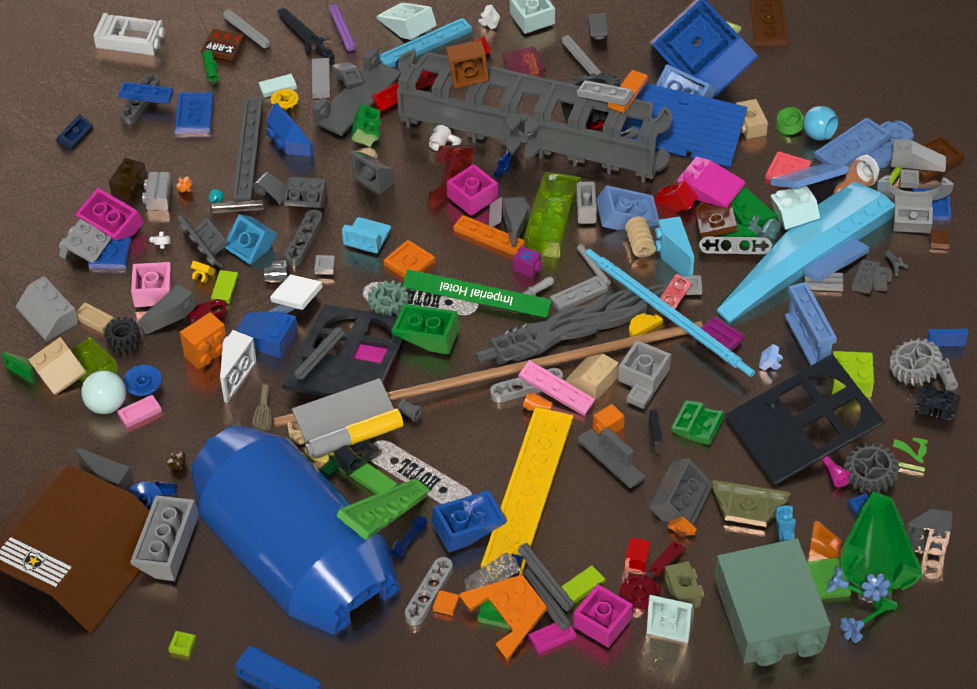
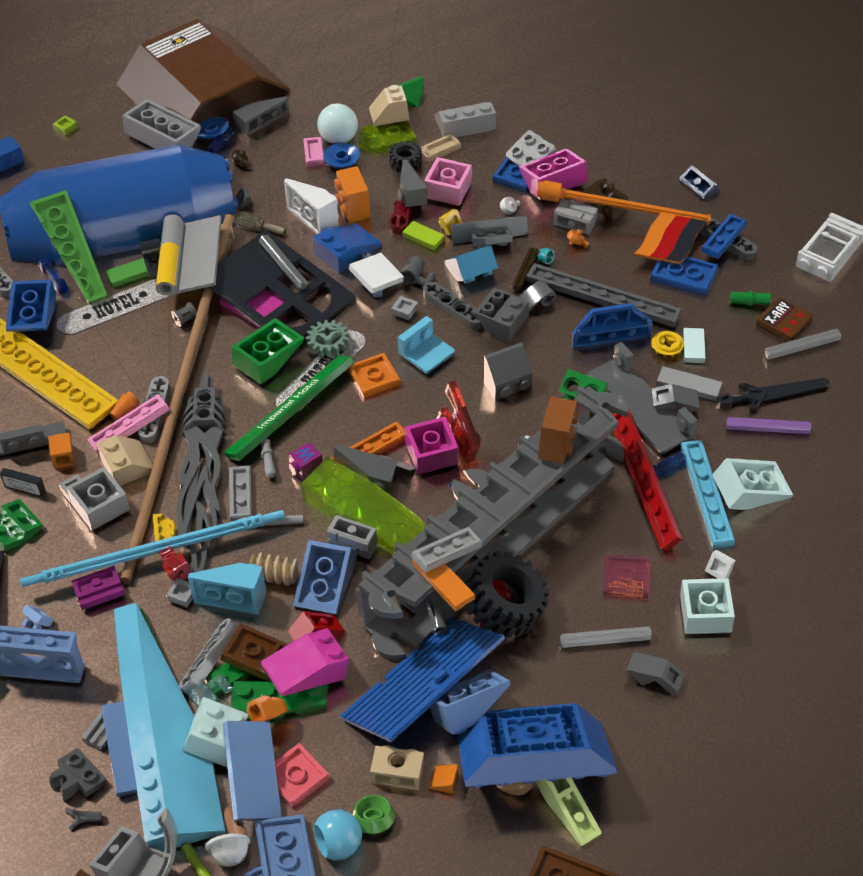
camera: 115 degrees right, 0 degrees up
(159, 123) = (668, 236): none -> flag
(739, 94) = (444, 778): none -> orange slope
(760, 186) = (266, 708): none -> orange rock

